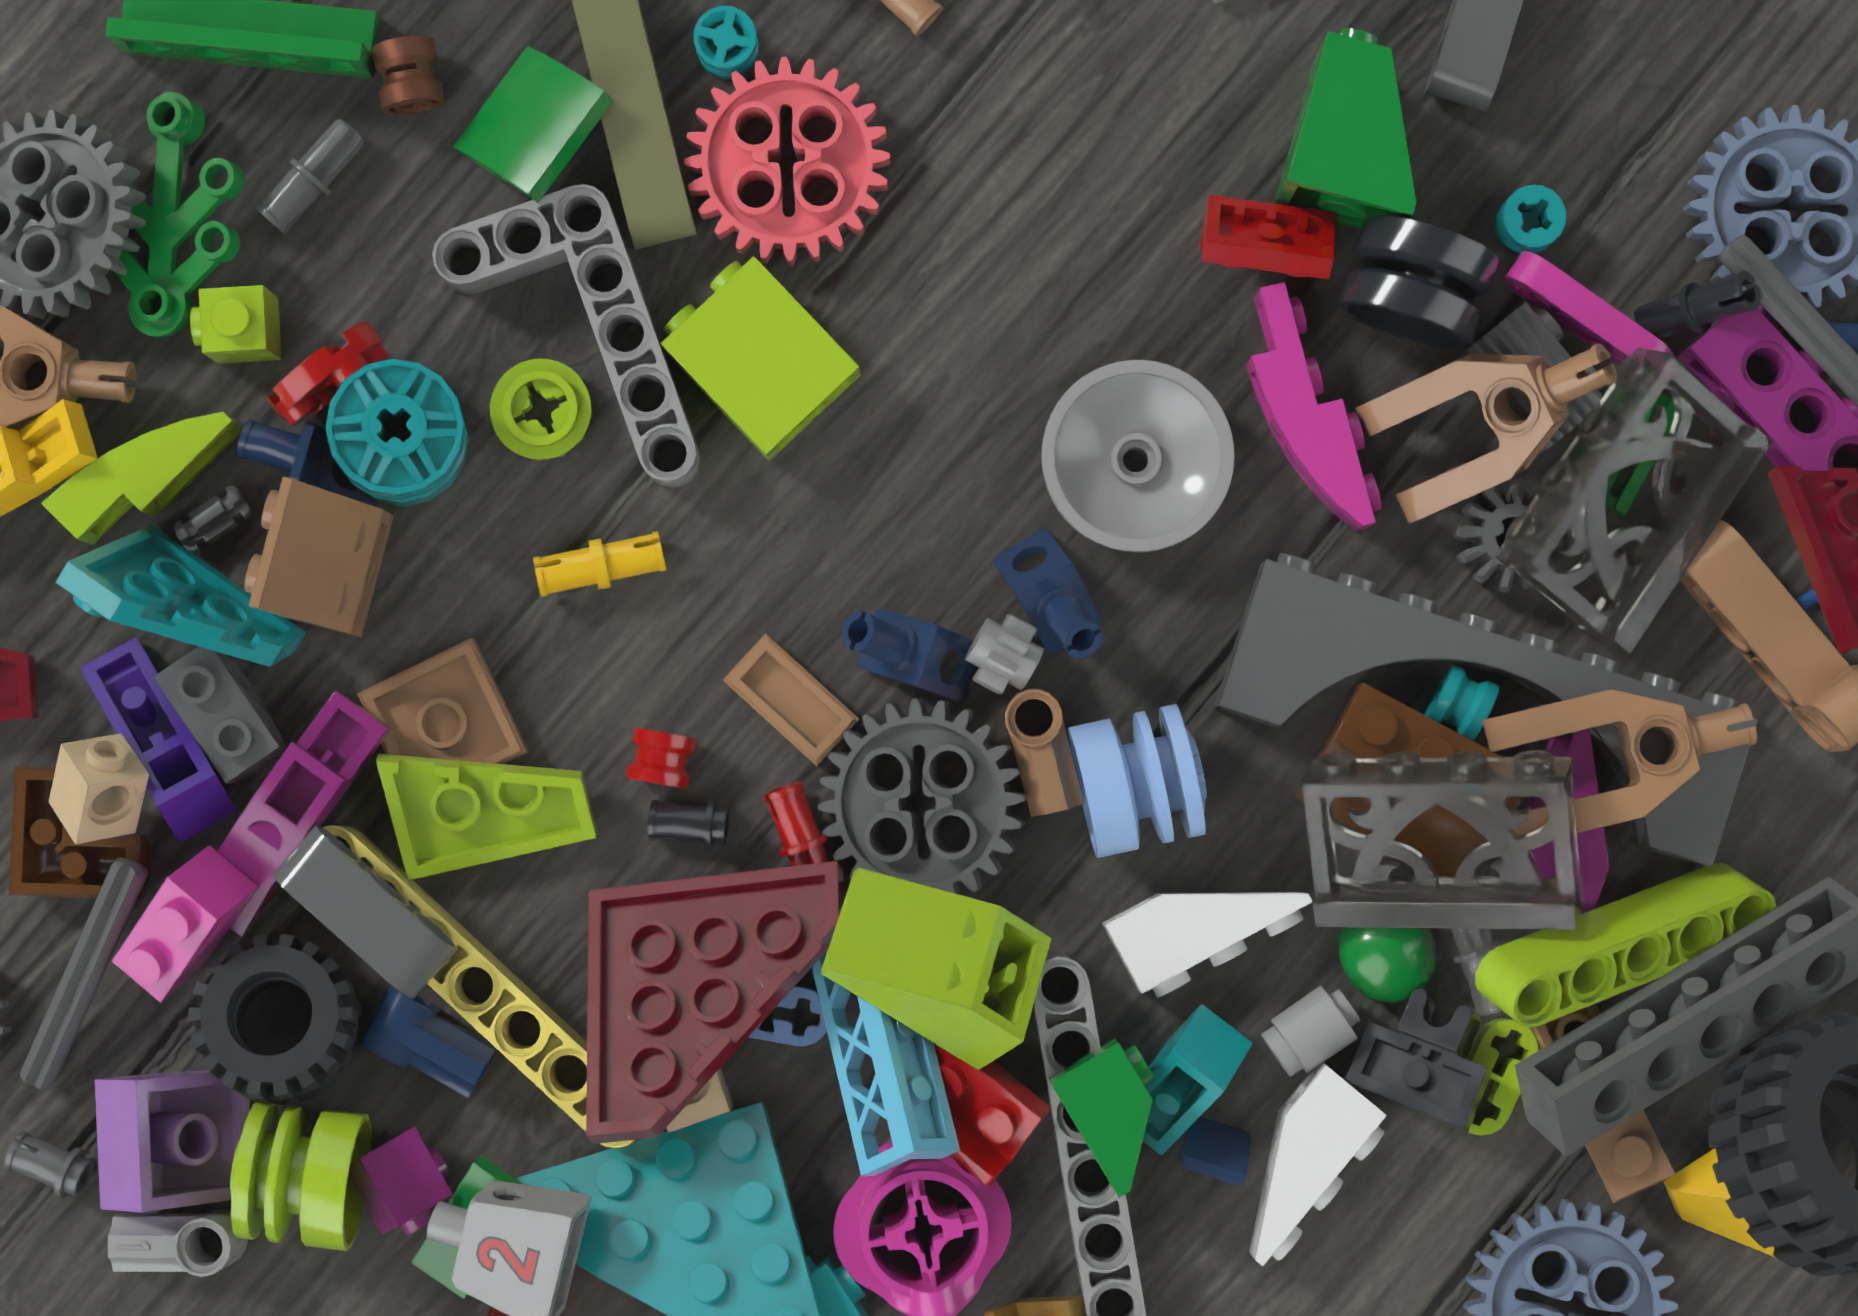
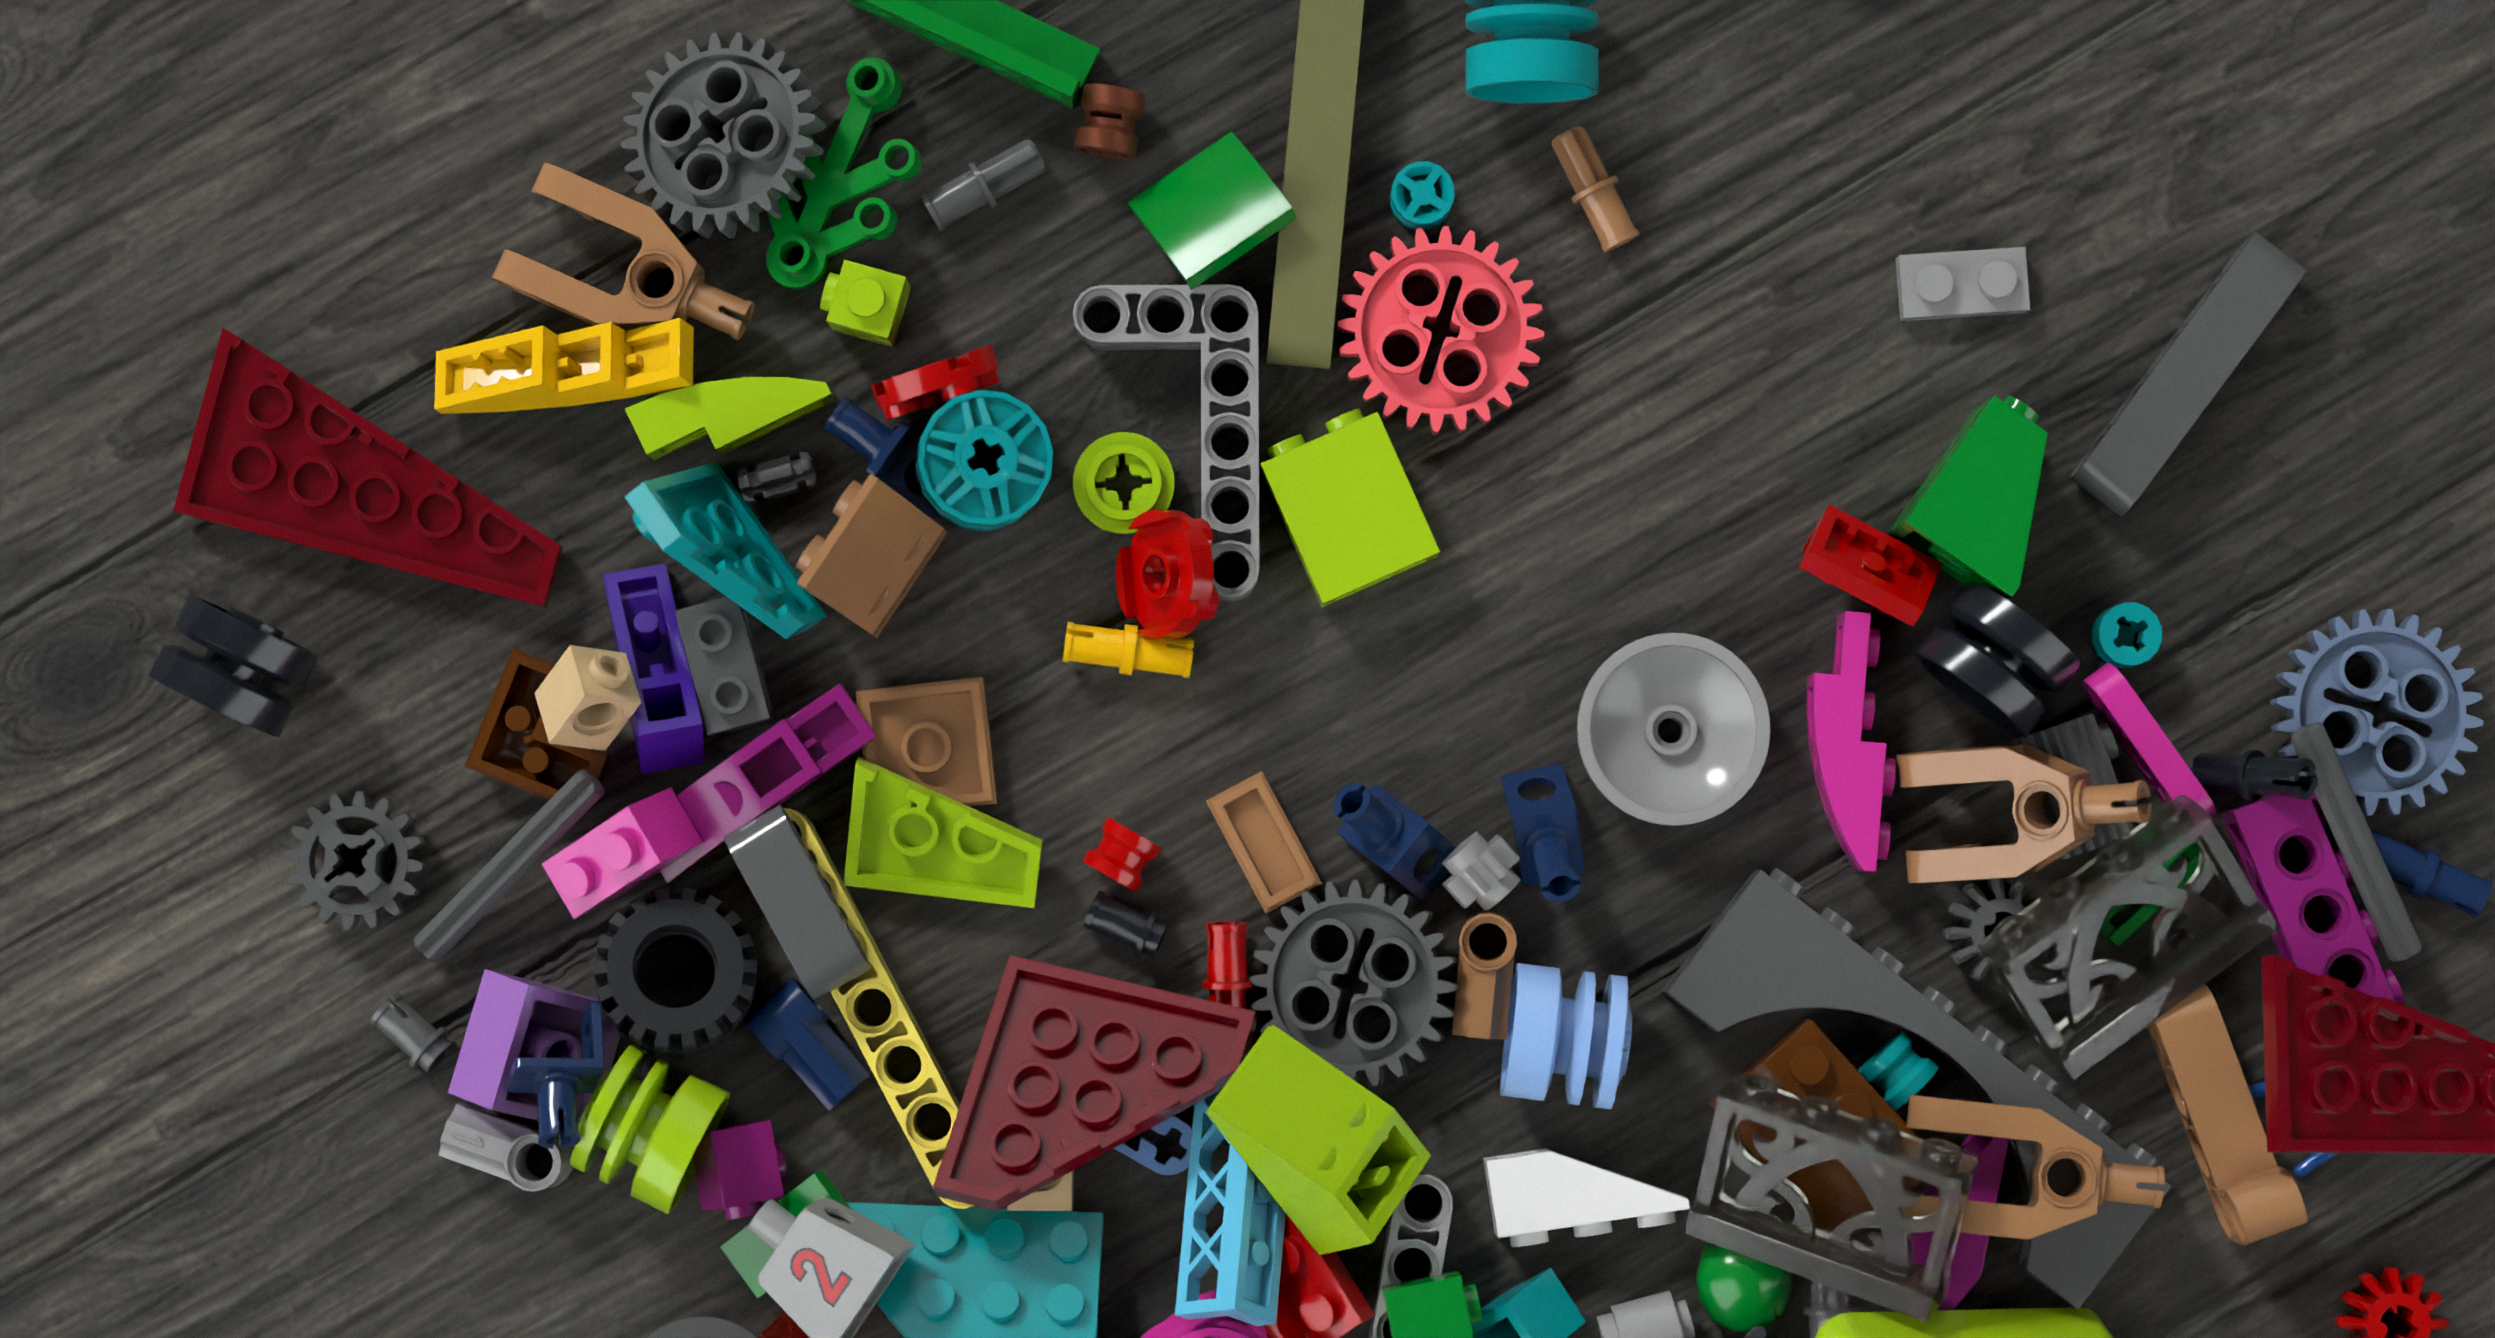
camera: 15 degrees right, 0 degrees up
(195, 1165) = (560, 1080): none -> dark blue bracket
(610, 450) = (1181, 547): none -> red plate

